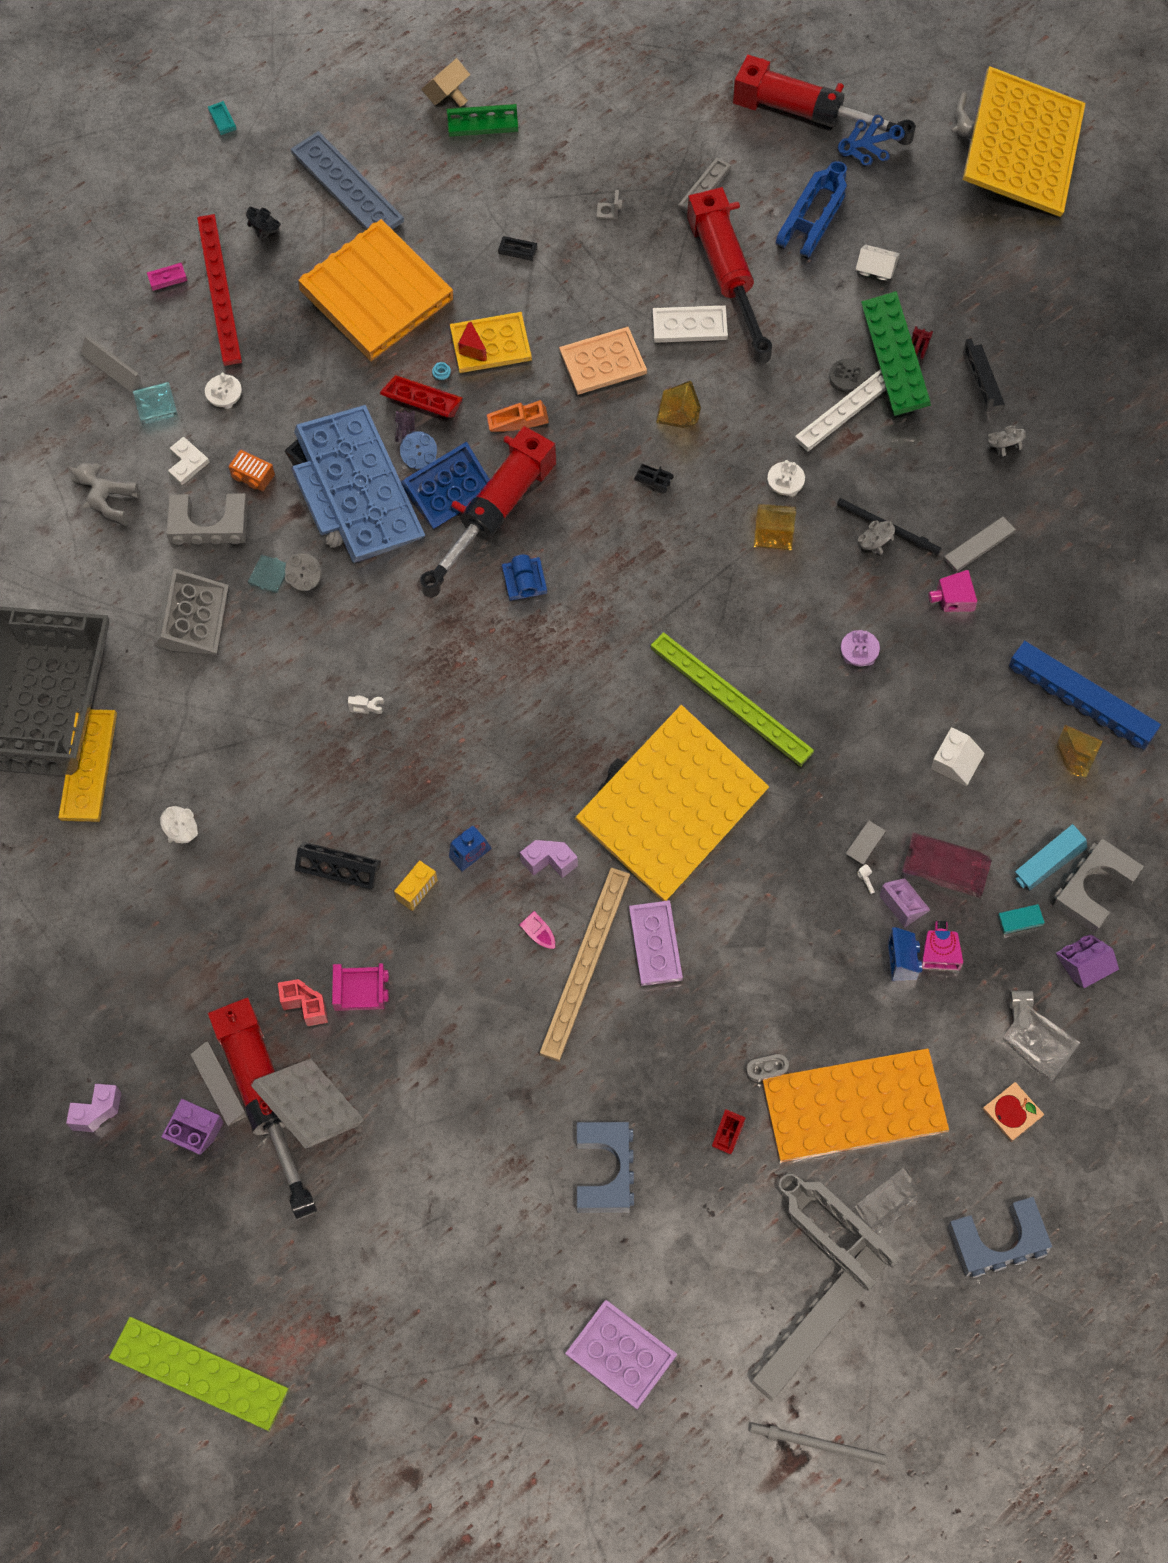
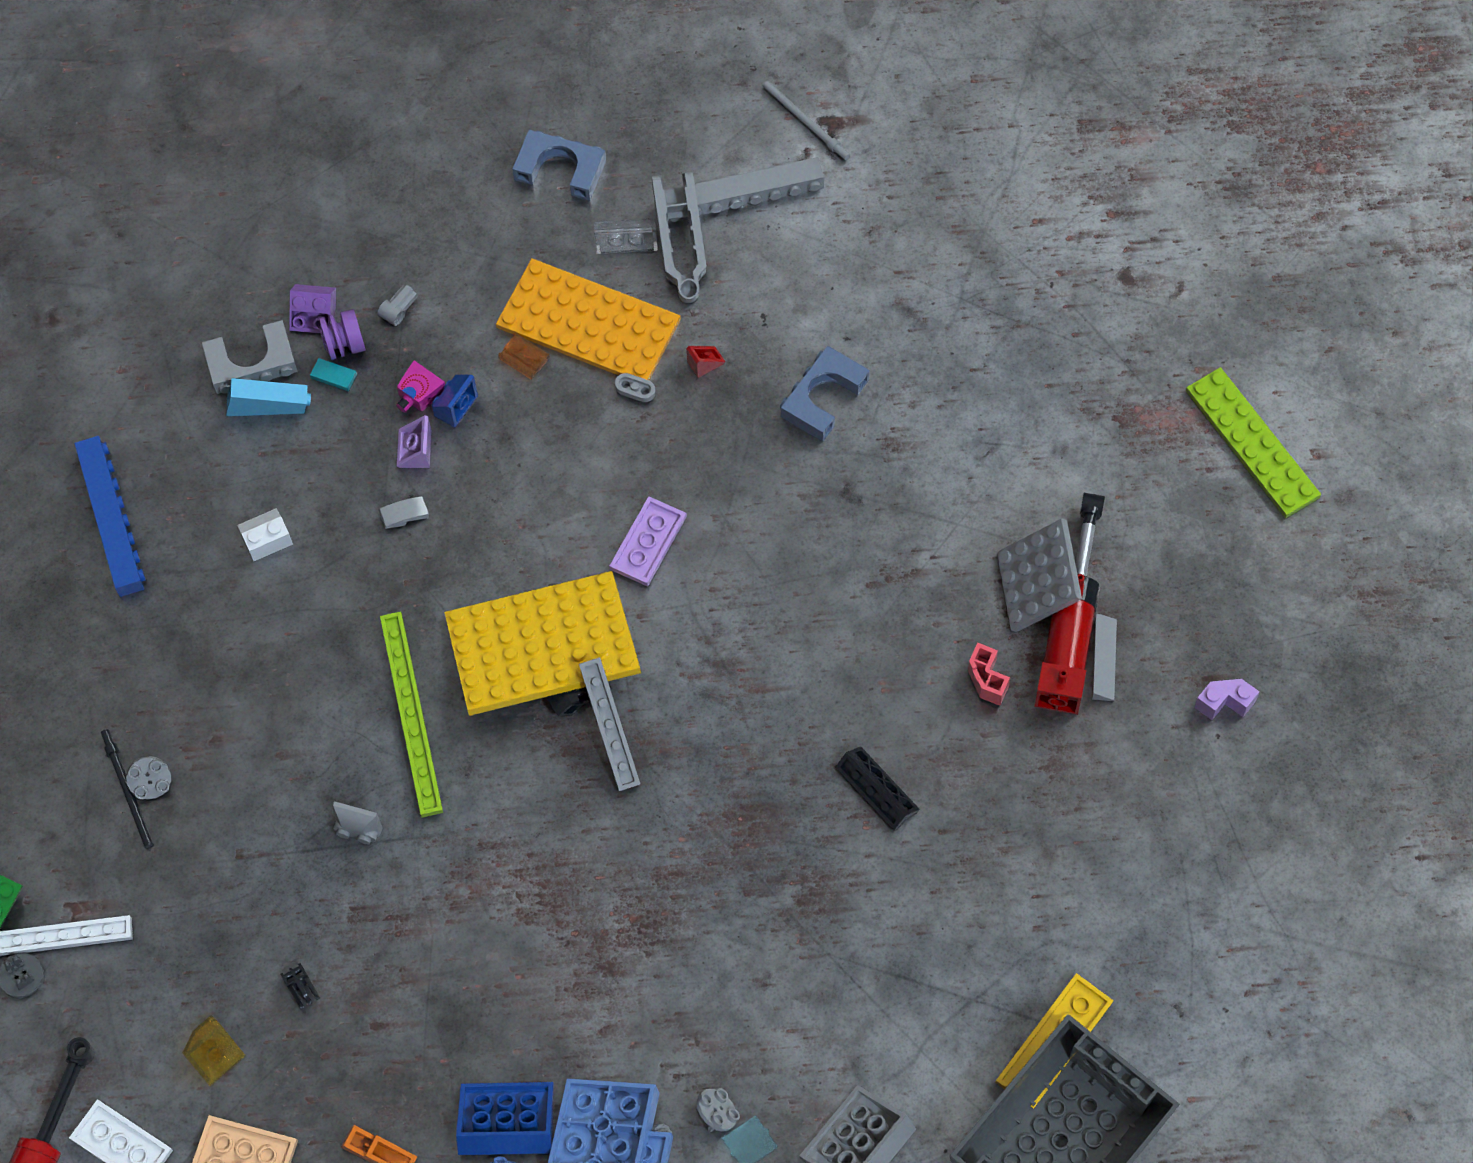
camera: 145 degrees left, 0 degrees up
(178, 824) = (1002, 914): white plate -> none
(192, 1127) = (1149, 628): medium lavender slope -> none
(359, 988) = (928, 663): dark pink panel -> none
(360, 704) = (753, 929): white plate -> none
(415, 885) = (820, 718): yellow brick -> none
(469, 846) = (748, 721): blue torso -> none
(524, 577) = (506, 960): blue plate -> none
(529, 460) = (469, 1059): red piece -> none
(538, 930) = (740, 615): plate -> none
(541, 853) = (690, 675): lavender brick -> none
(570, 768) = (609, 724): none -> light grey plate
(584, 965) = (719, 562): tan plate -> none
(621, 1354) = (909, 258): lavender plate -> none
(703, 596) = (356, 823): none -> light grey slope
(775, 526) = (230, 855): clear yellow slope -> none
(784, 485) = (167, 907): white plate -> none
(860, 656) = (250, 693): lavender plate -> none
(863, 874) = (427, 490): white hand -> none
(882, 1037) = (524, 356): none -> clear orange plate
(946, 866) = (357, 448): clear pink piece -> none
(955, 593) = (129, 679): dark pink torso -> none
(979, 544) = (63, 715): light grey tile -> none
(1013, 1112) = (470, 242): tile -> none
(1039, 946) = (342, 334): none -> medium lavender wheel
(1040, 1043) = (407, 264): clear slope -> none
(1078, 750) = (164, 462): clear yellow slope -> none

